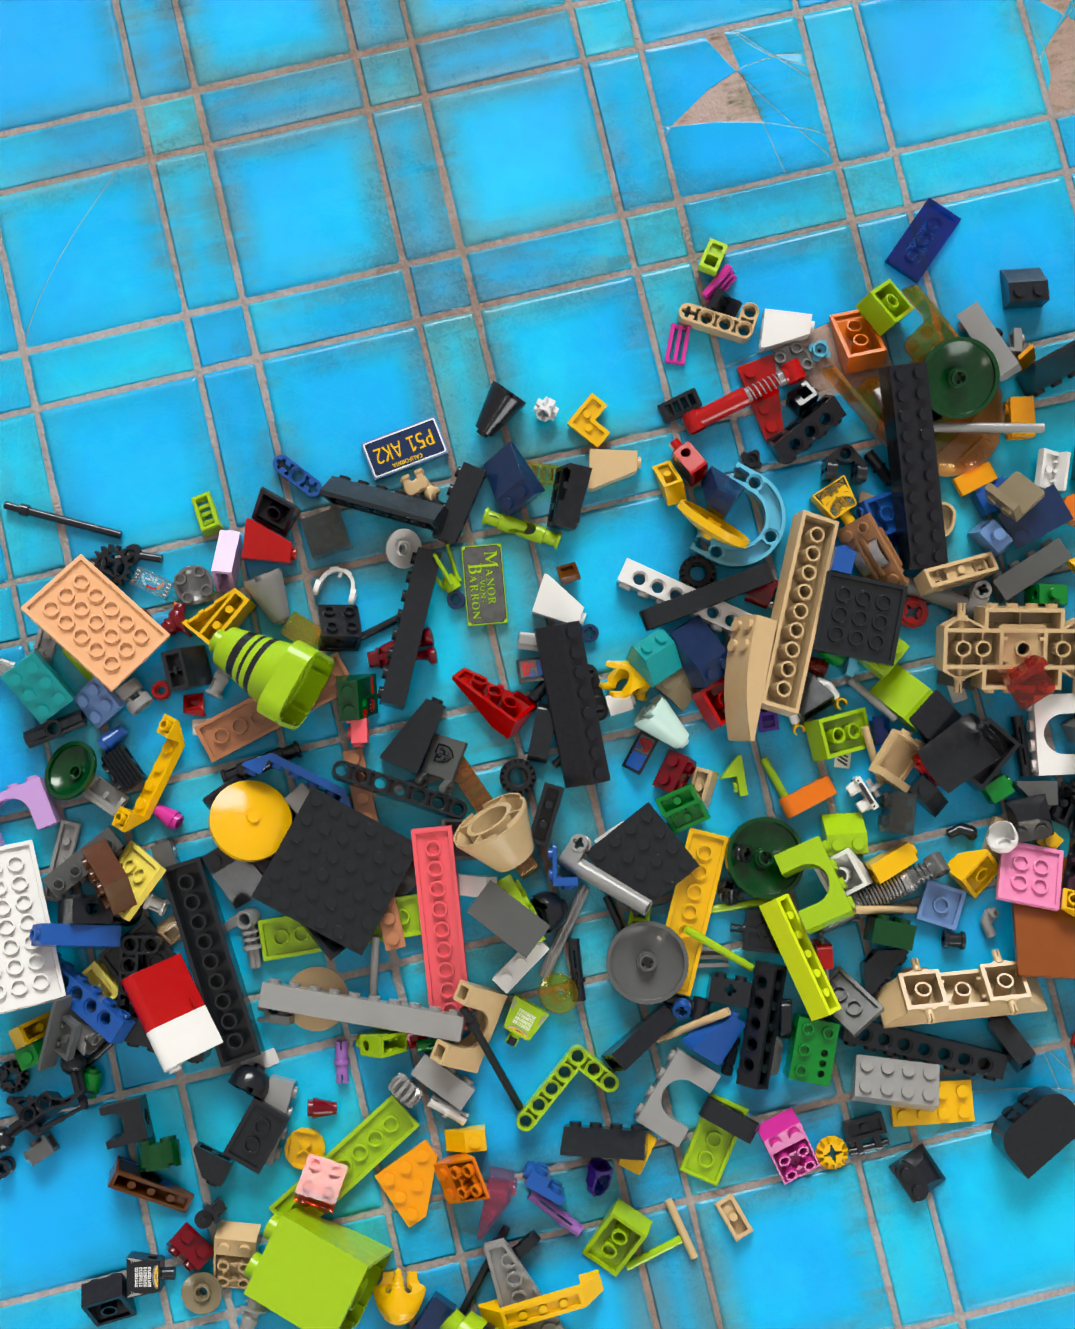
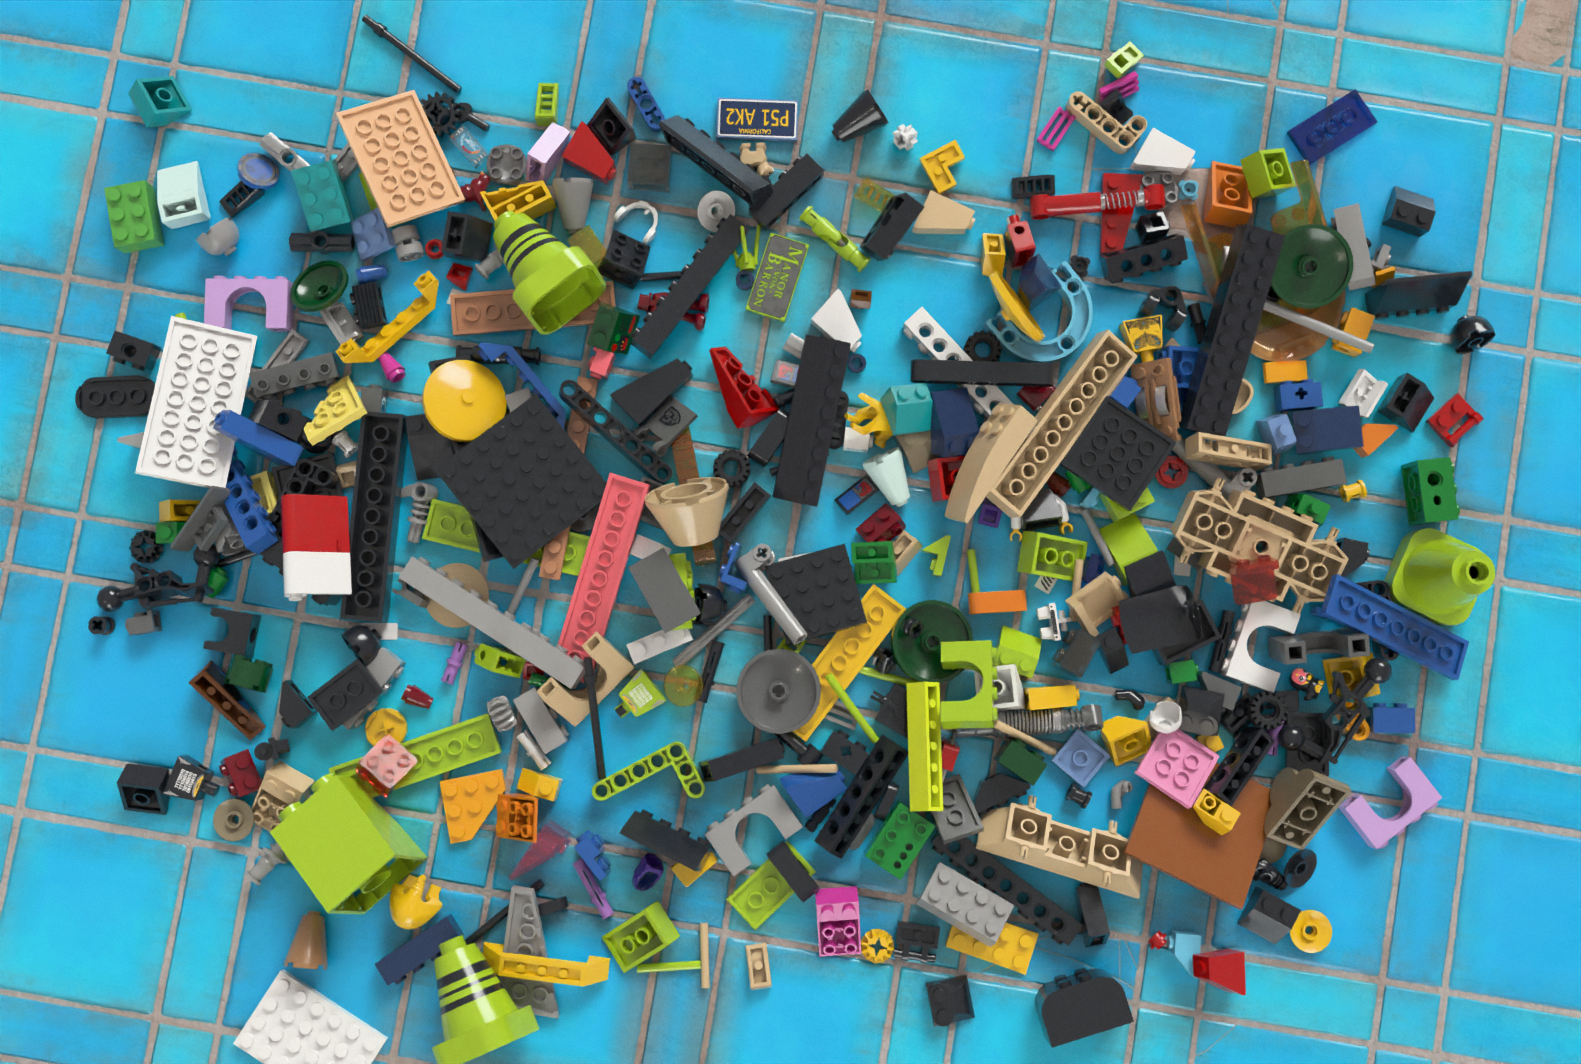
camera: 25 degrees right, 0 degrees up
(109, 877) = (310, 396): reddish brown brick -> none
(512, 480) = (845, 190): dark blue slope -> none
(681, 1014) = (798, 748): blue bush -> none
(1014, 495) = (1315, 400): dark tan bracket -> none

